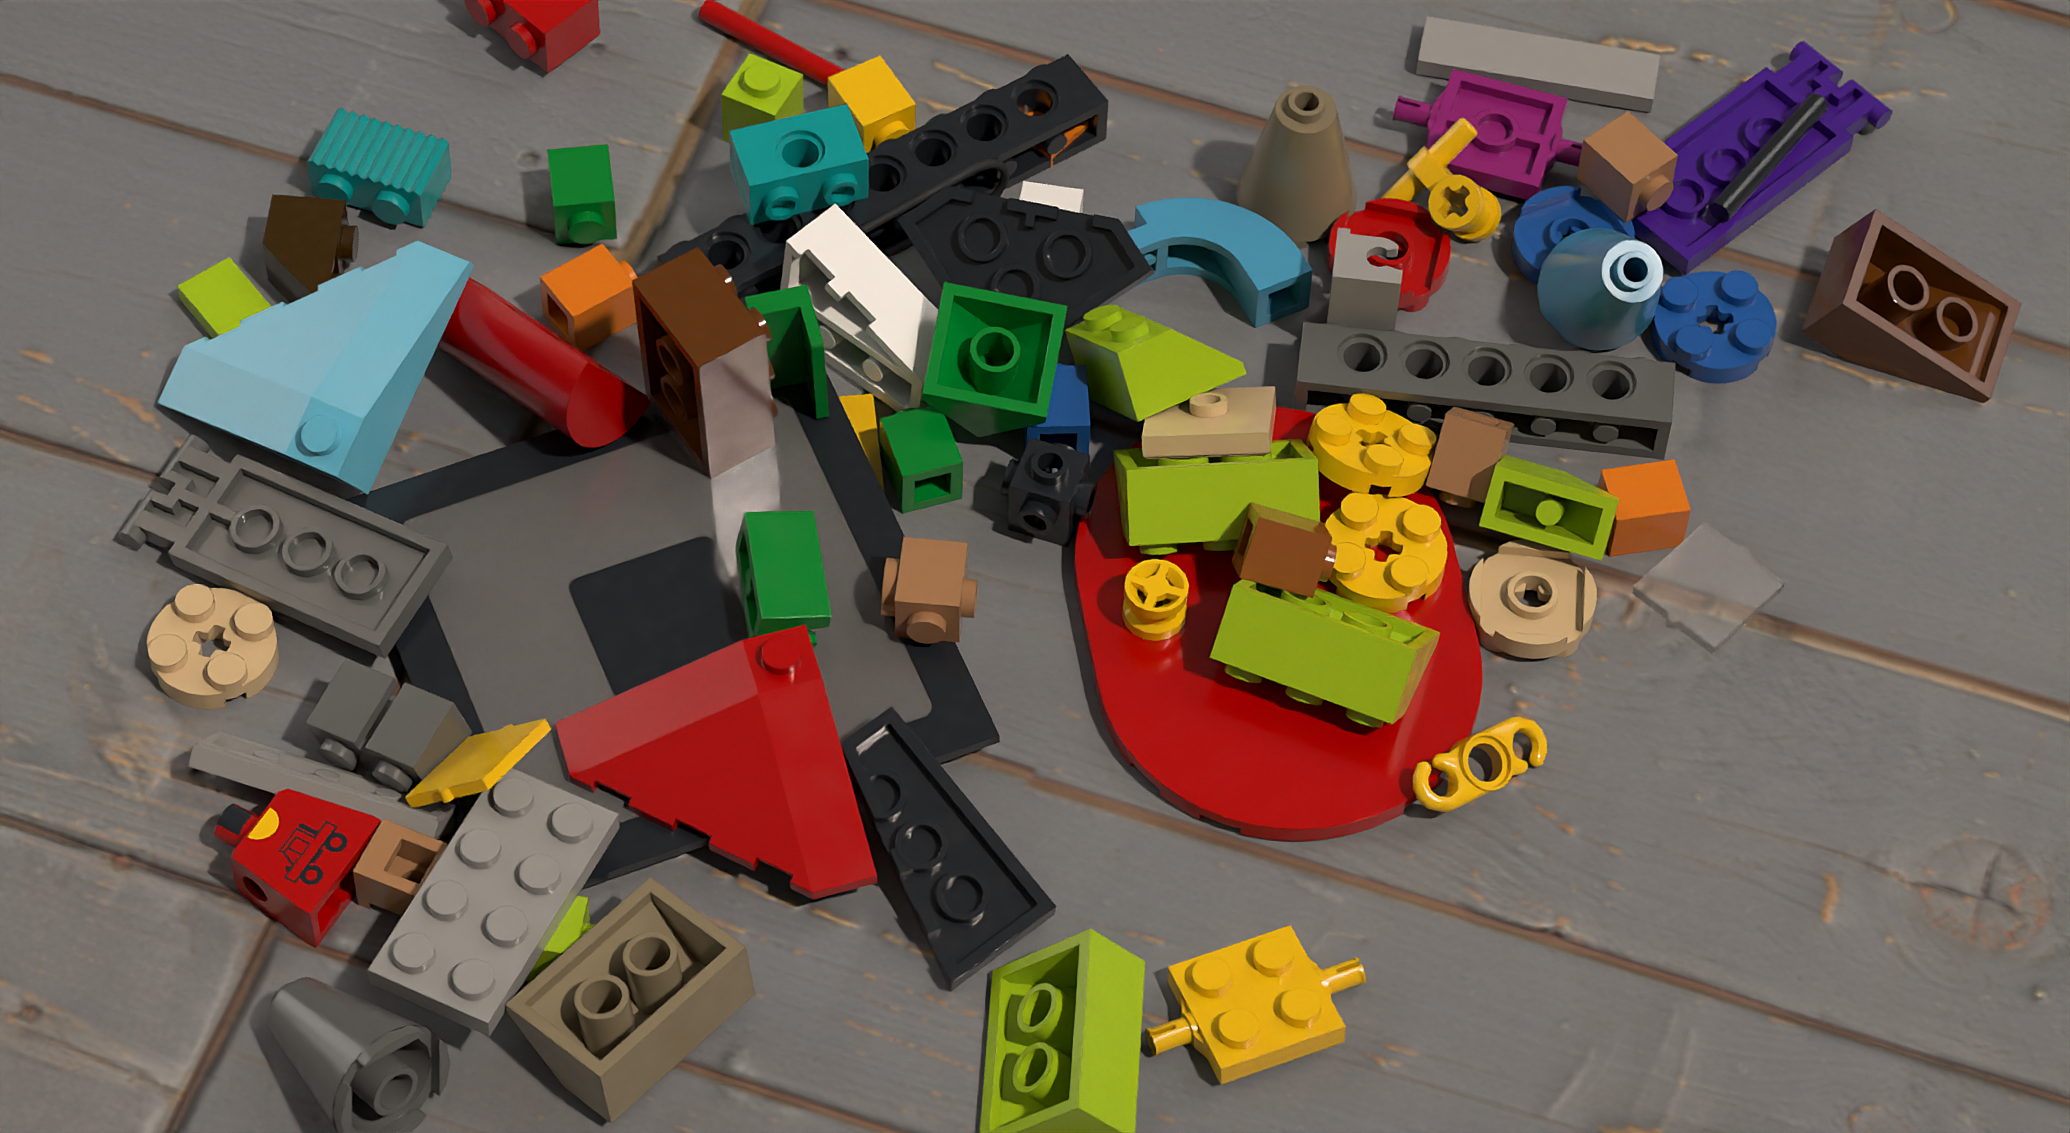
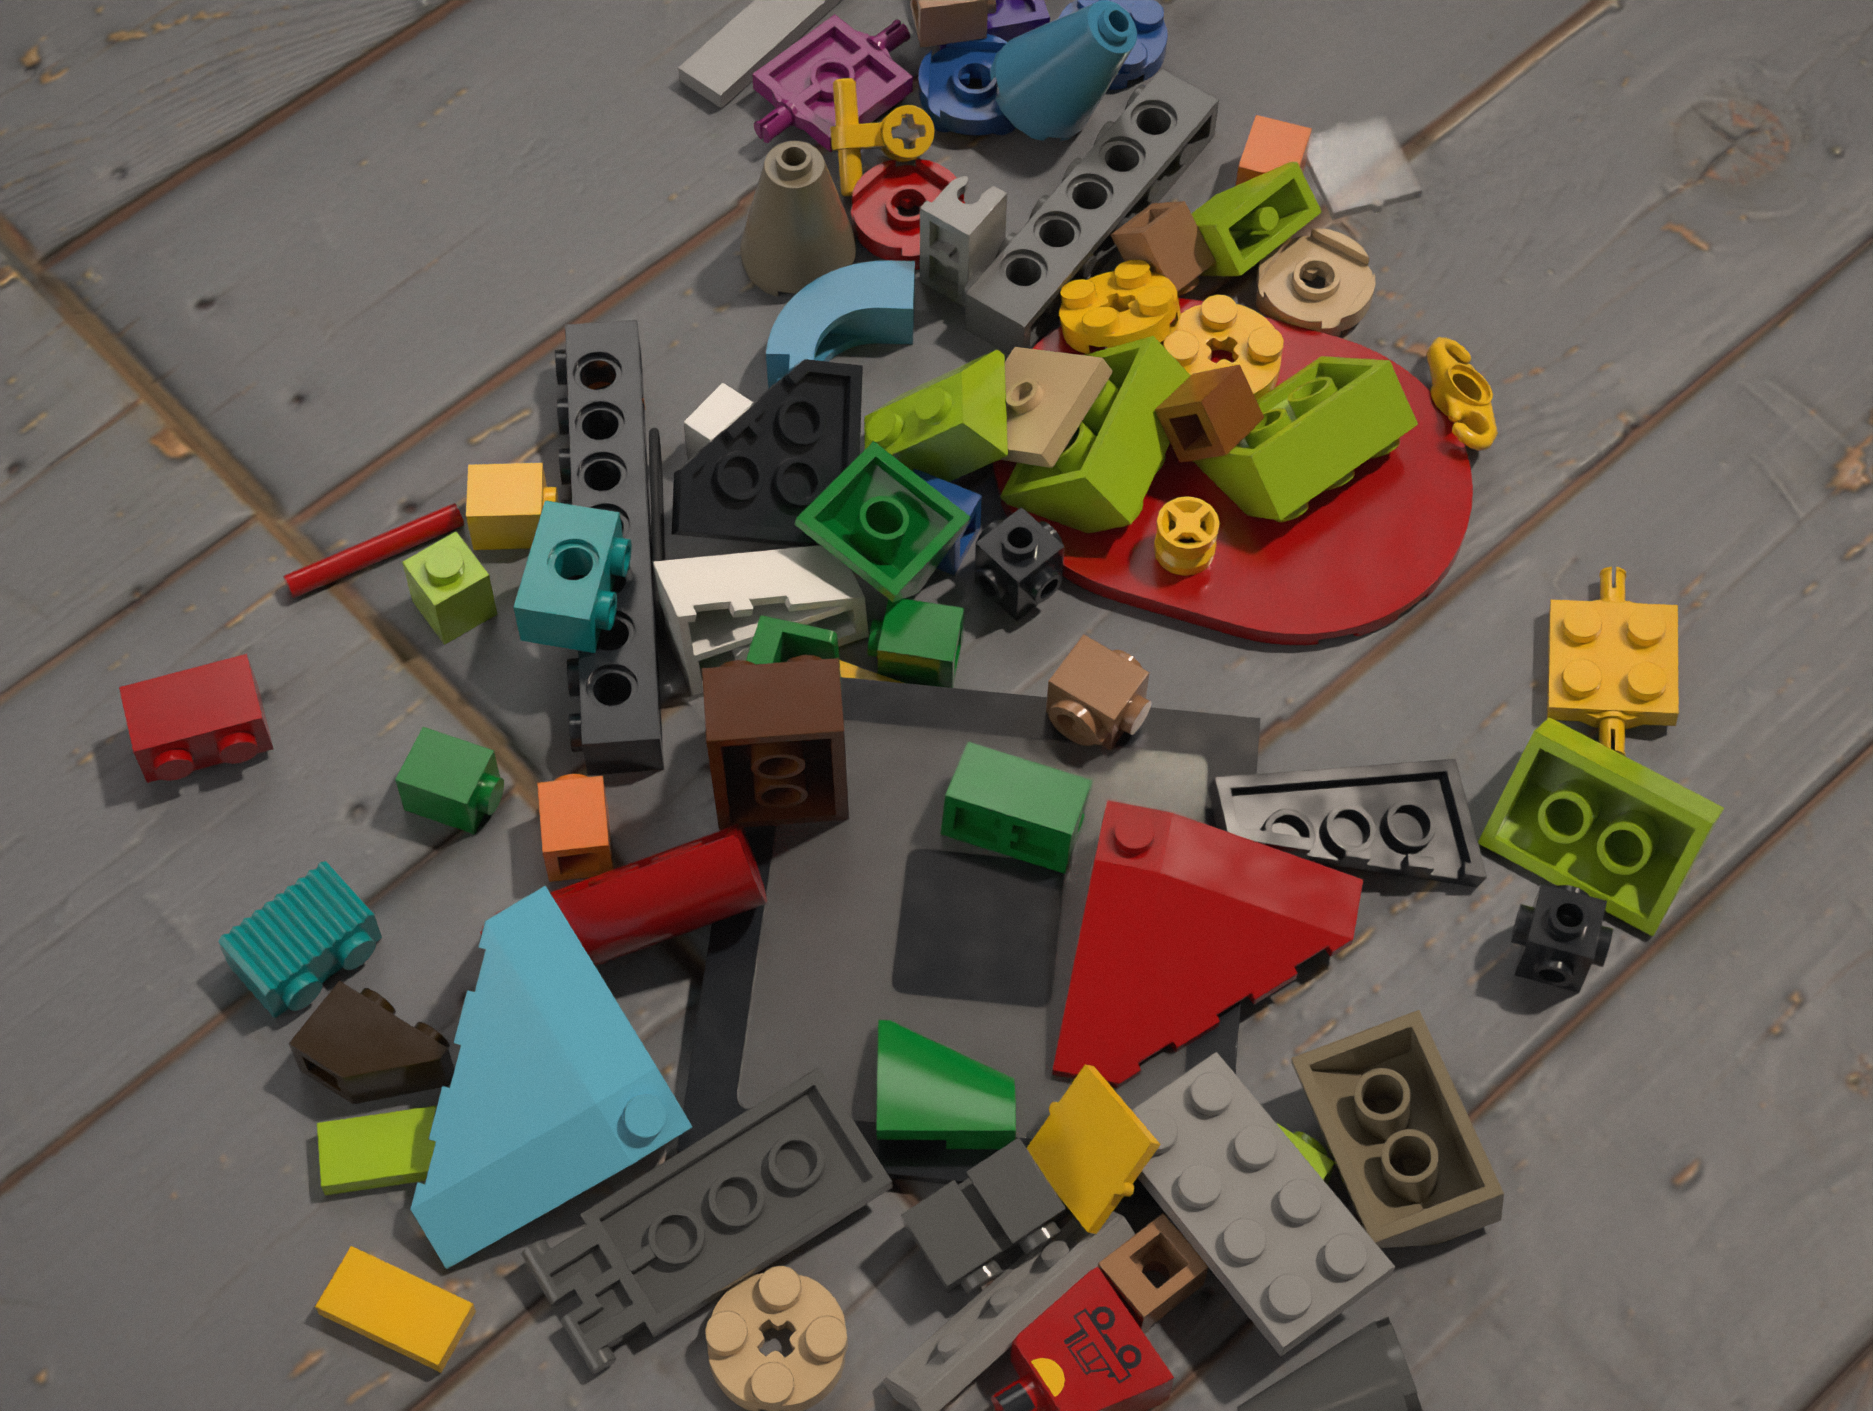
camera: 60 degrees left, 5 degrees up
(105, 385) = (396, 1309): none -> yellow tile
(483, 648) = (940, 1094): none -> green slope
(915, 1057) = (1561, 936): none -> black brick

